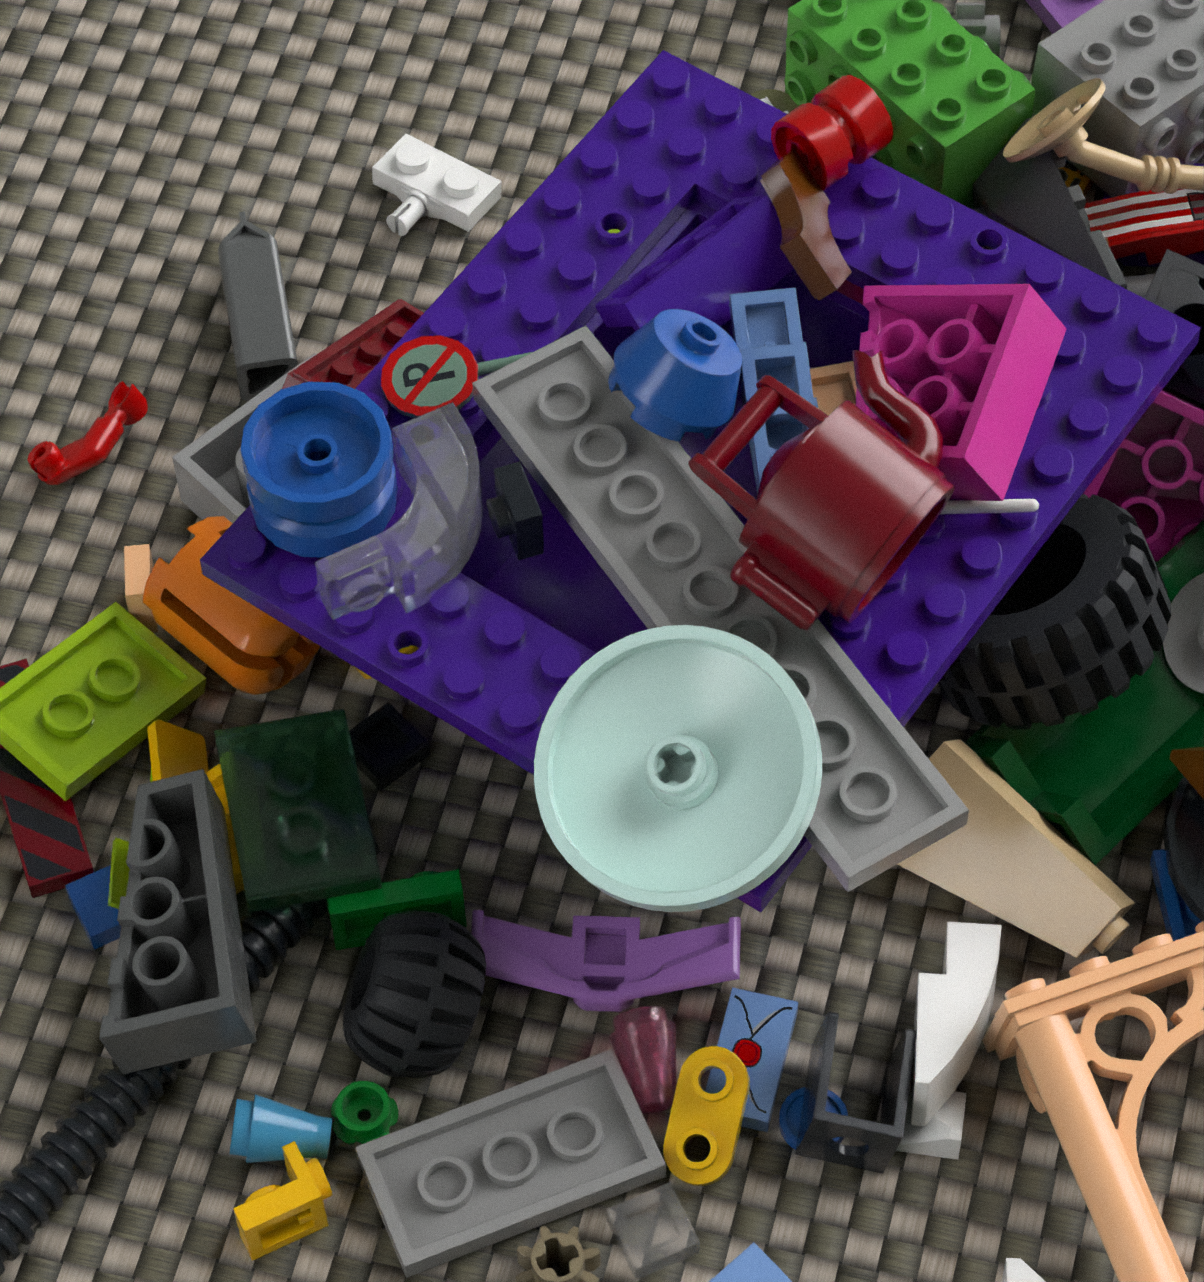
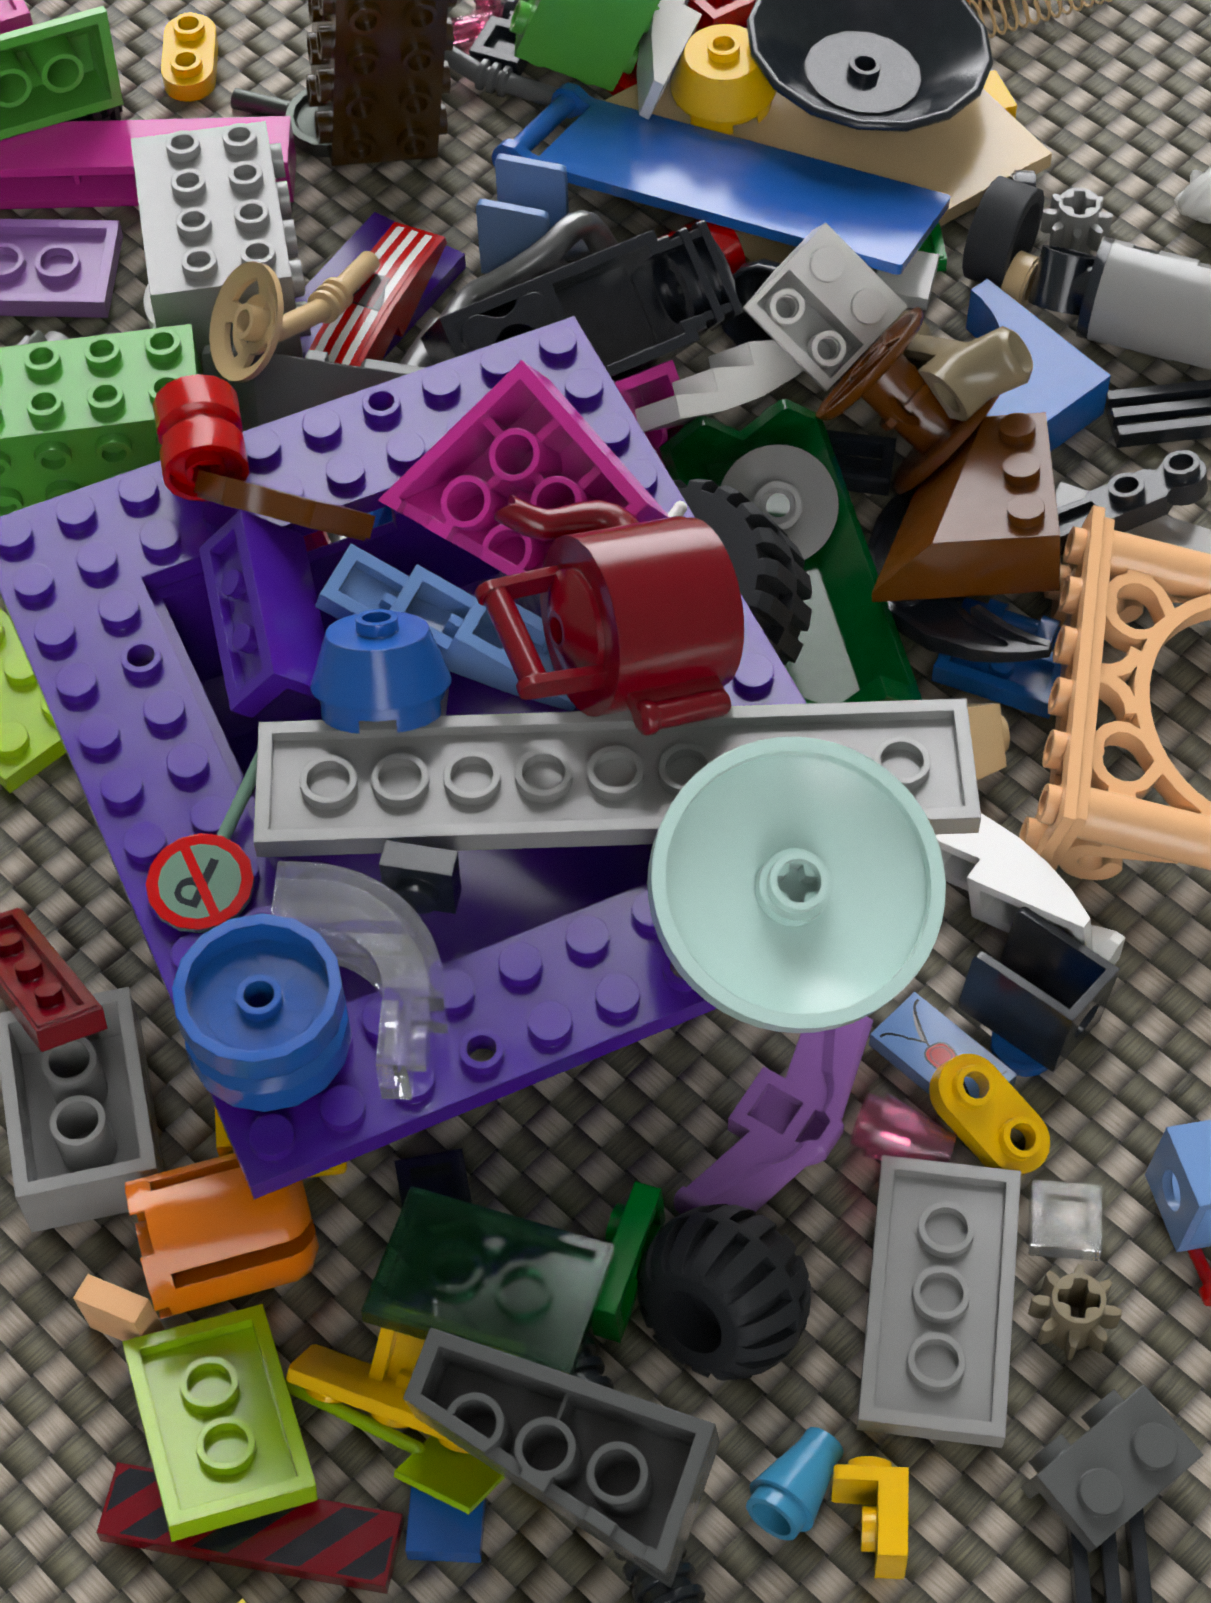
camera: 60 degrees left, 0 degrees up
(358, 1098) = (823, 1382): green plate -> none

